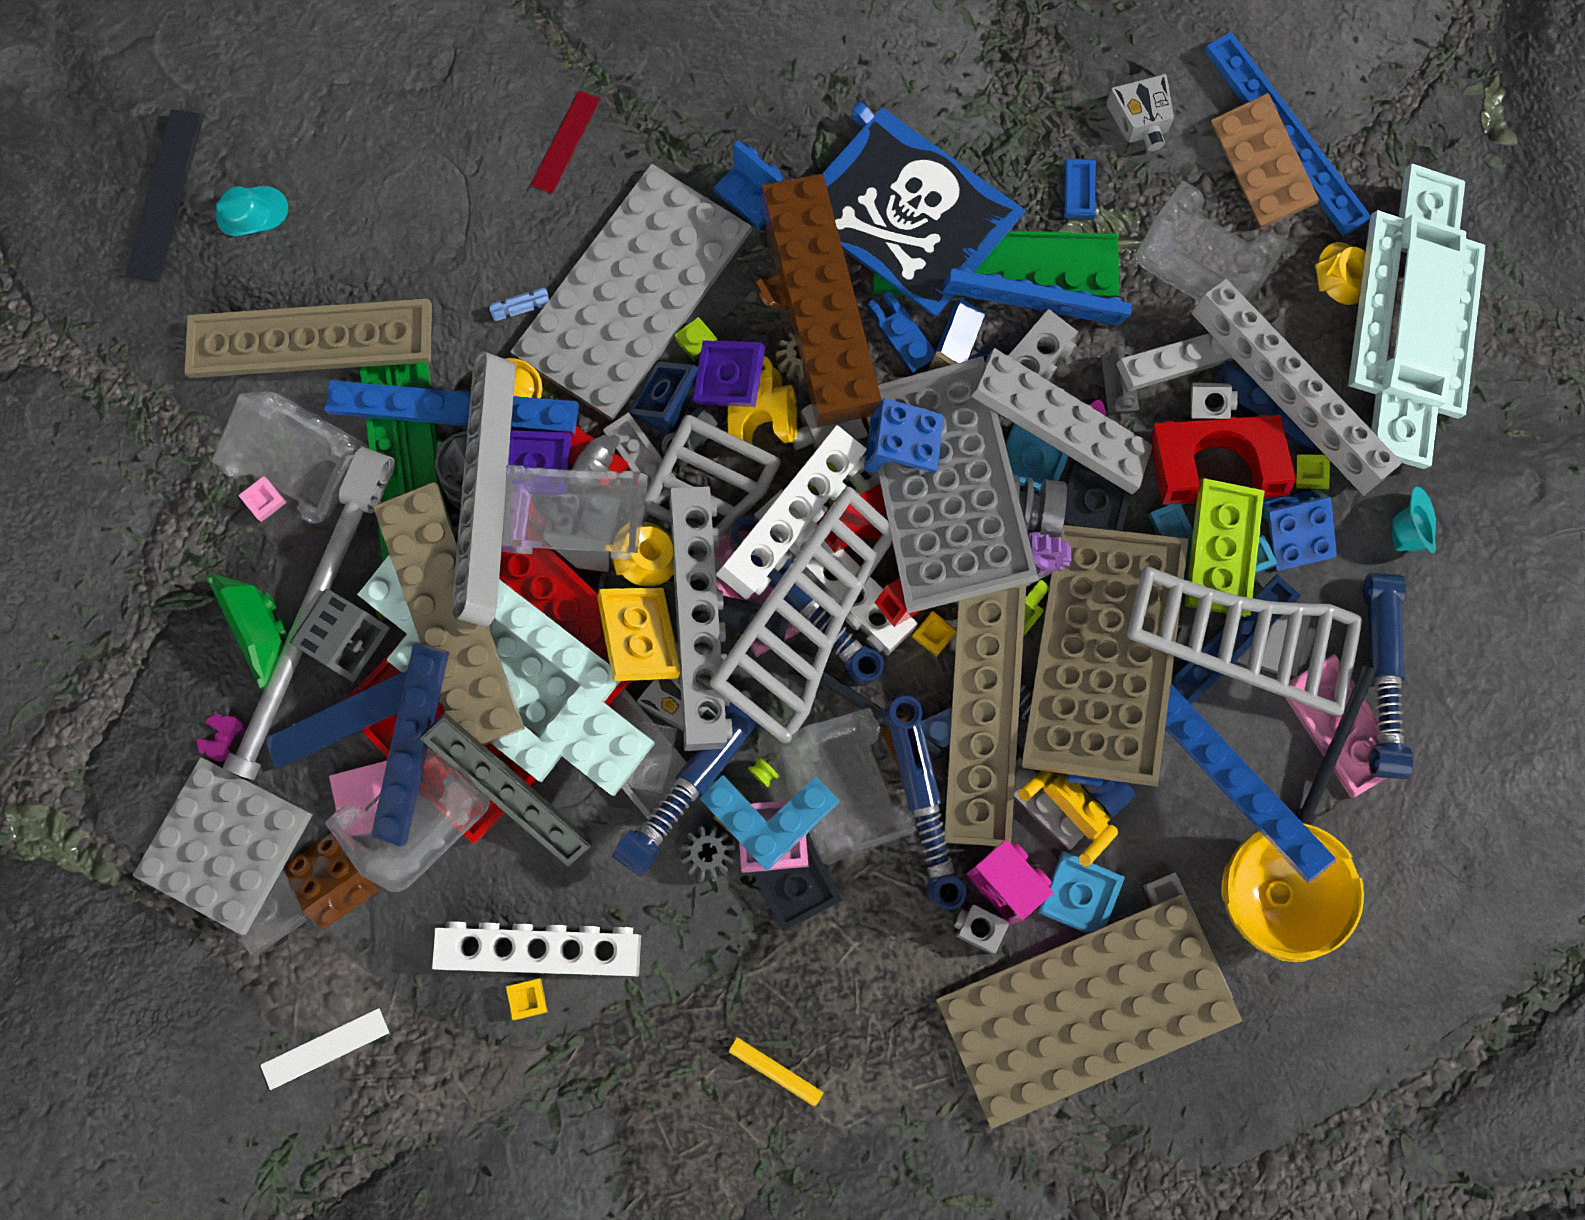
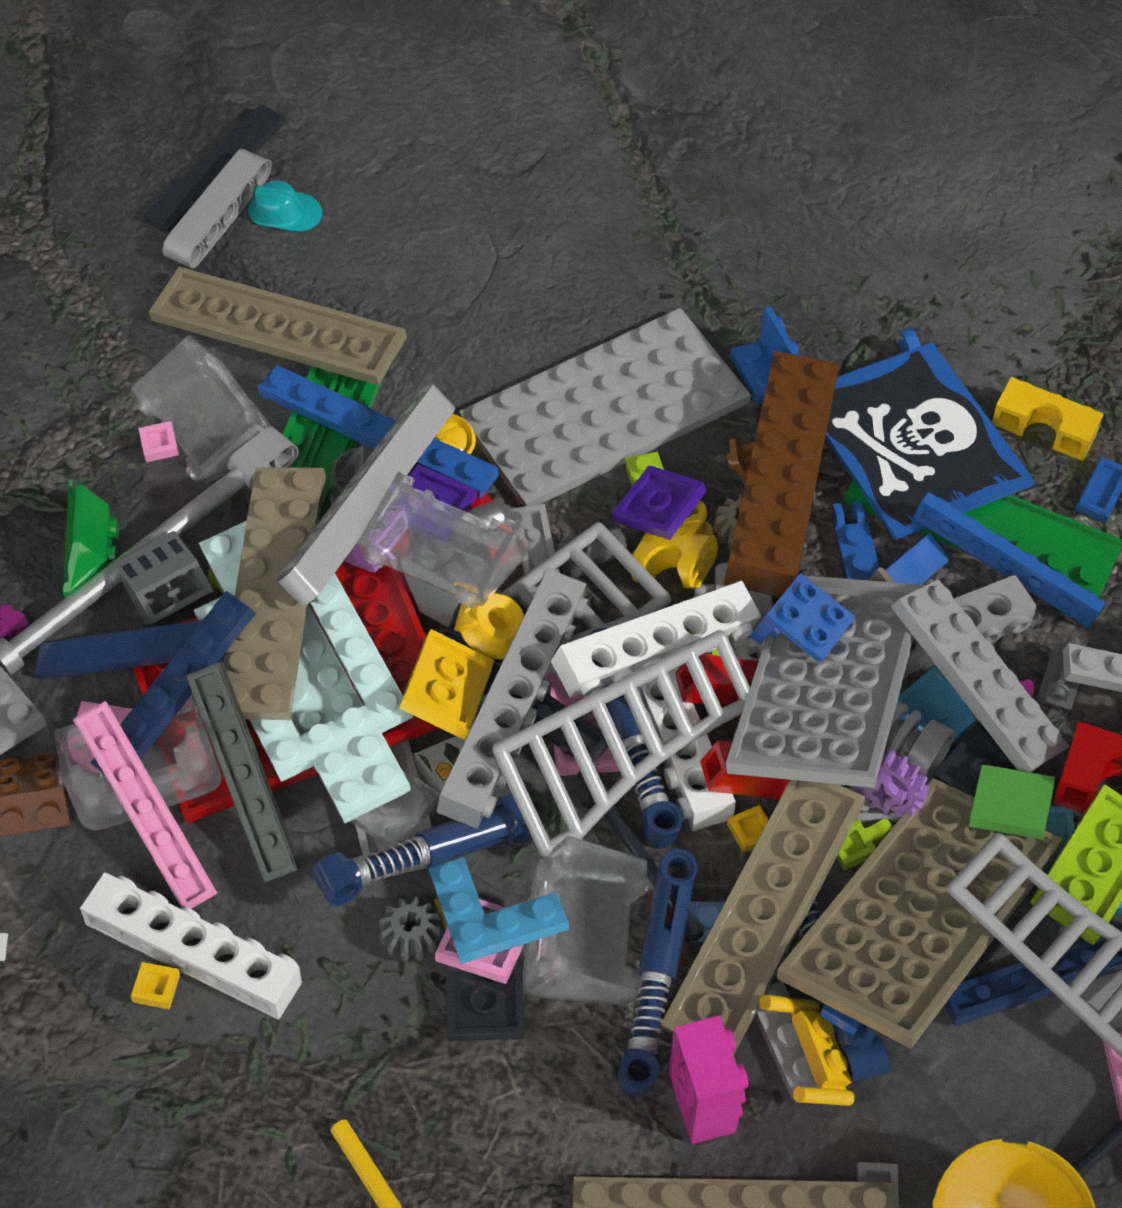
camera: 25 degrees right, 20 degrees down
(189, 238) = (216, 208): none -> light grey beam
(439, 857) = (145, 806): none -> bright pink tile
(519, 304) = (489, 376): medium blue axle -> none
(565, 142) = (608, 263): dark red sticker -> none
(665, 396) = (589, 505): dark blue slope -> none
(763, 772) = (506, 878): lime bush -> none
(996, 928) = (657, 1143): light grey brick -> none
(1031, 137) = (1027, 404): none -> yellow arch
(1081, 894) = (783, 1143): dark azure tile -> none
(1135, 523) = (1012, 802): none -> bright green tile
(1246, 789) = (1007, 1092): blue plate -> none

